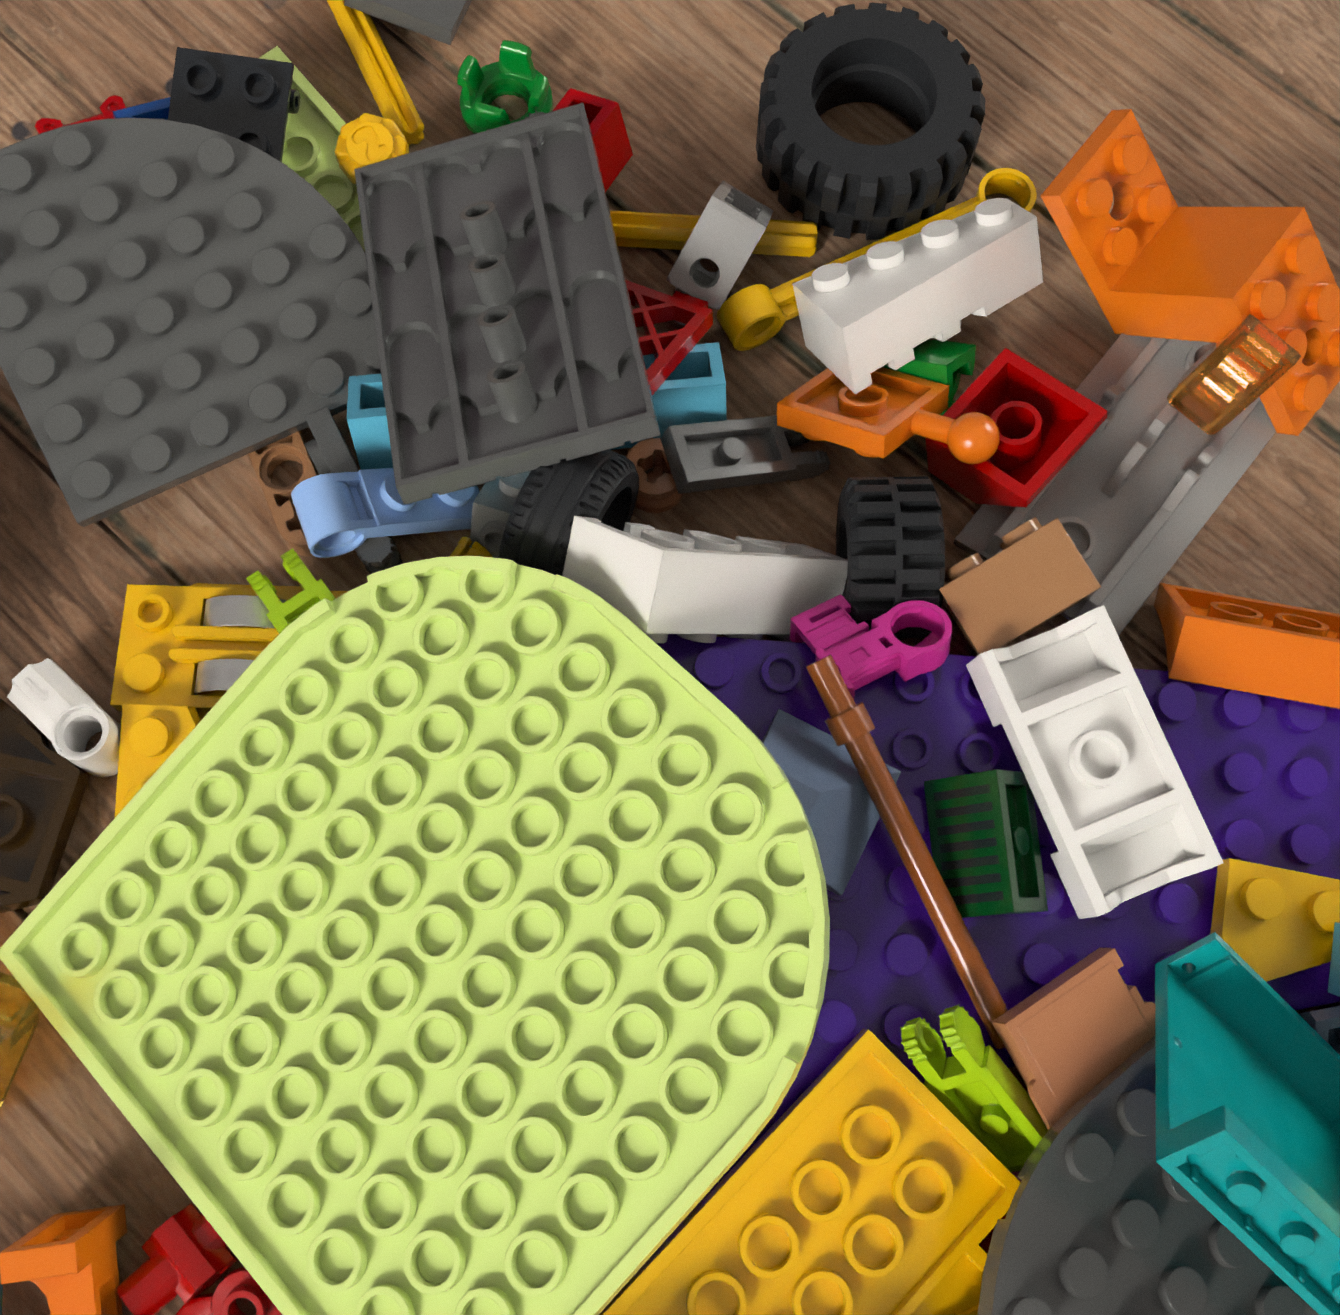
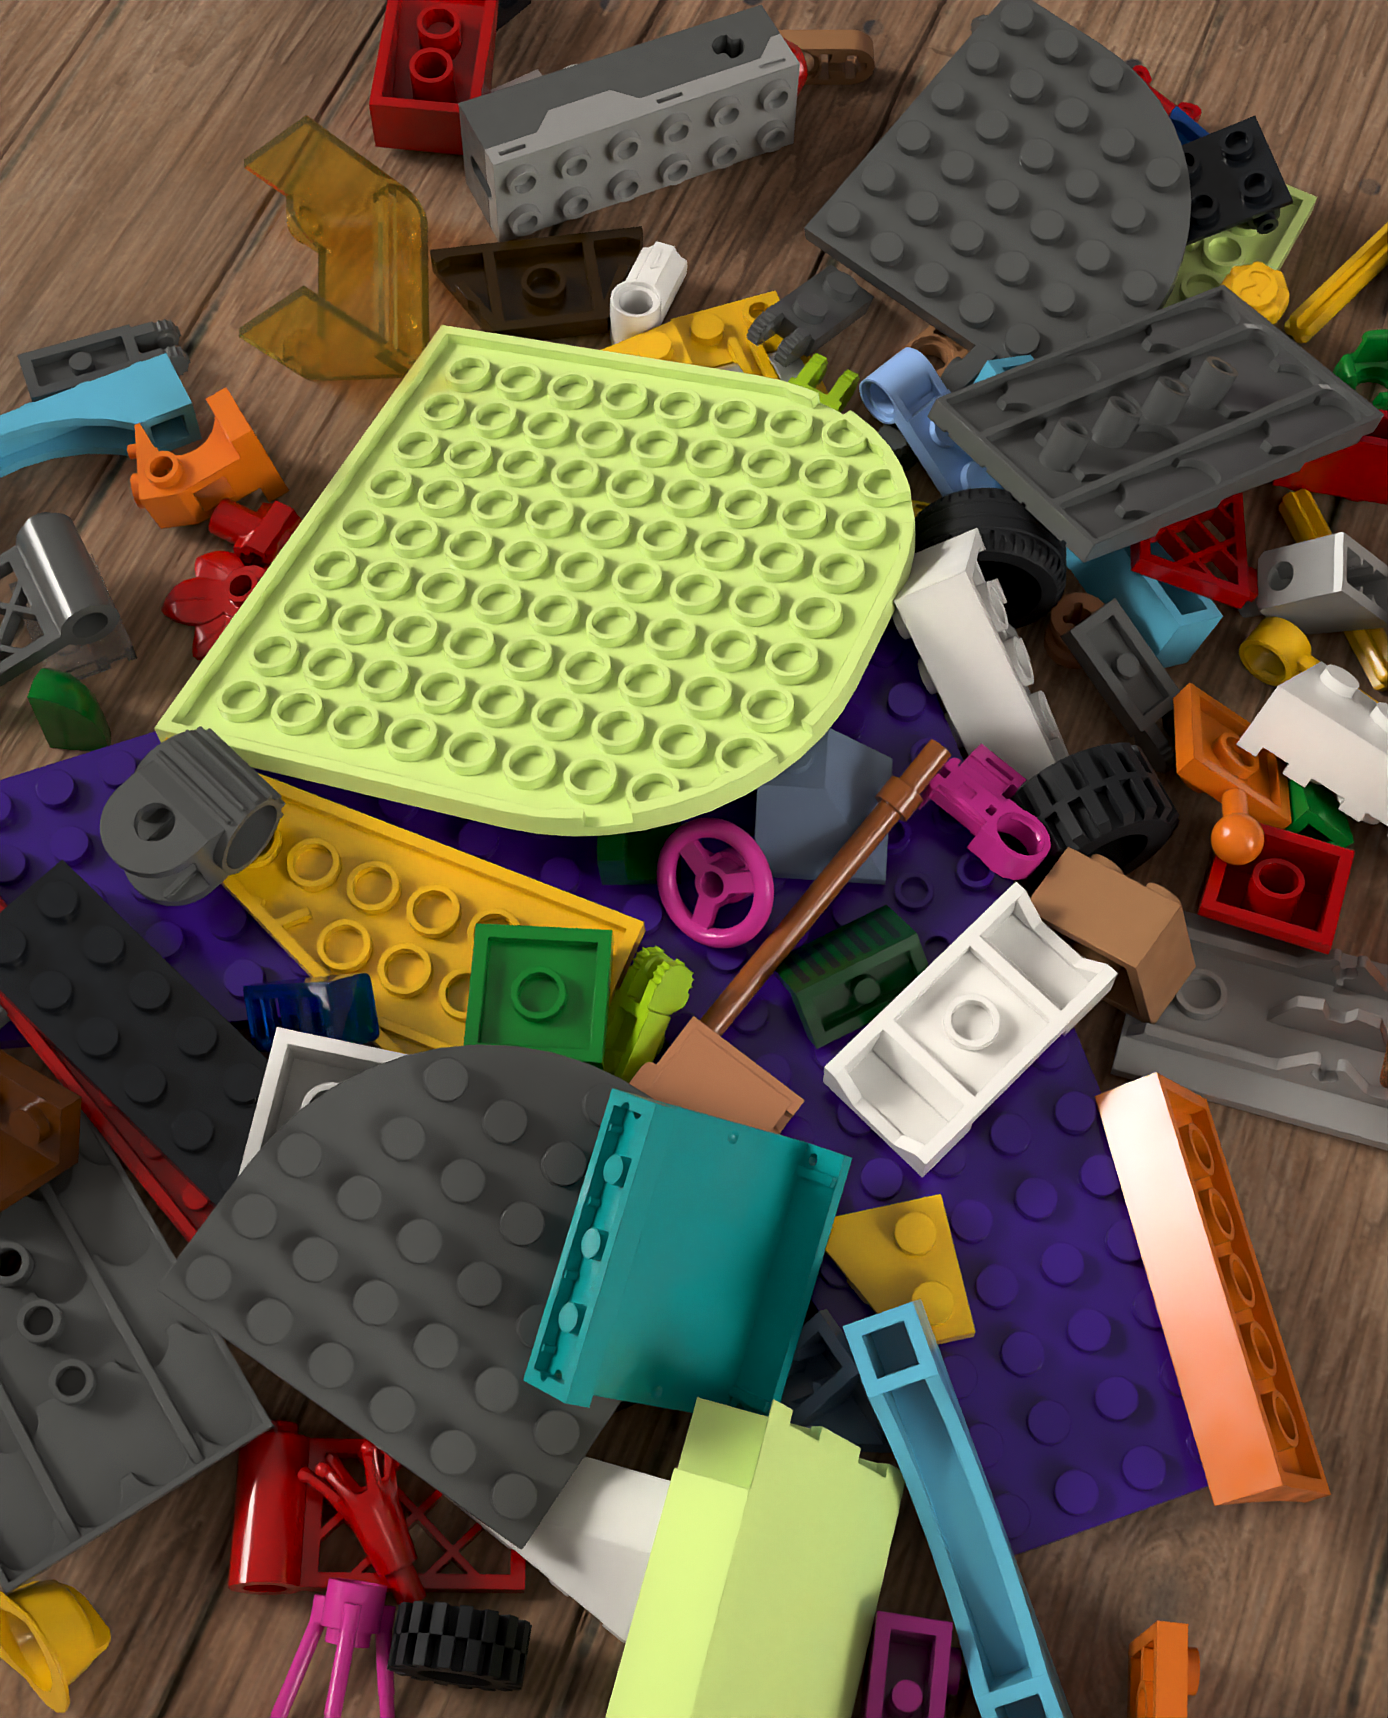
camera: 65 degrees right, 10 degrees down
(182, 561) = (811, 315): none -> dark grey hinge
(855, 934) = (718, 880): none -> dark pink piece
(924, 1175) = (541, 989): none -> green plate

